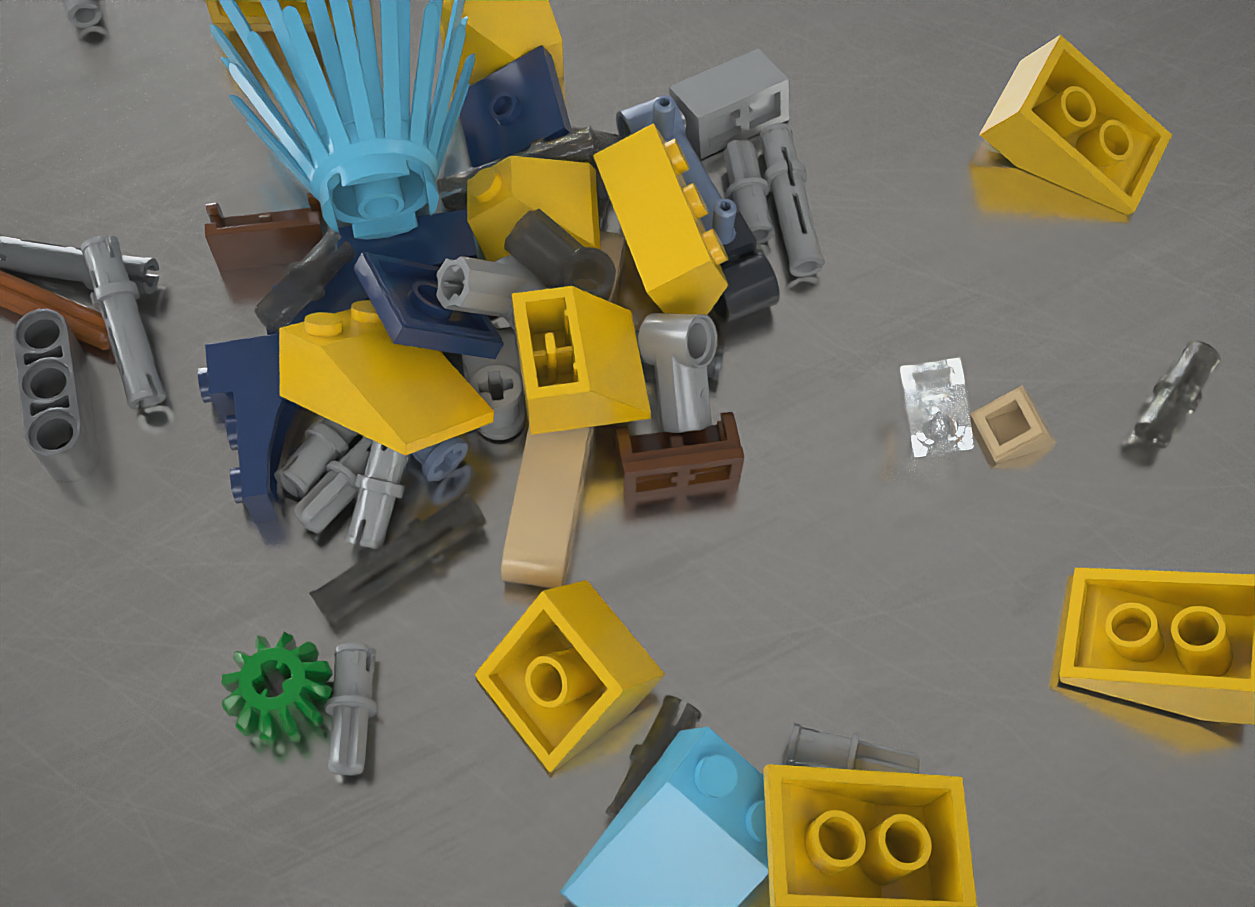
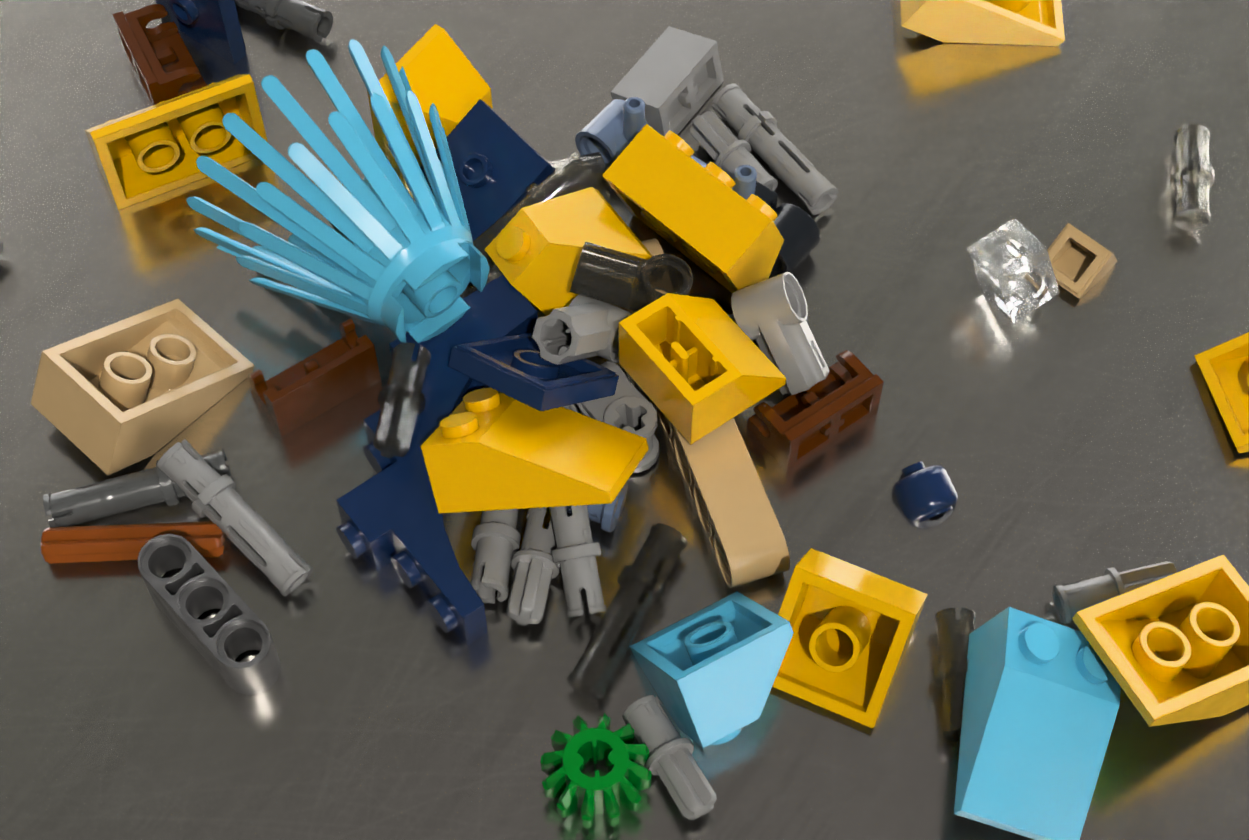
camera: 25 degrees left, 5 degrees down
(125, 171) = (136, 383): none -> tan slope
(434, 646) = (716, 666): none -> medium azure slope
(736, 577) = (924, 492): none -> dark blue piece

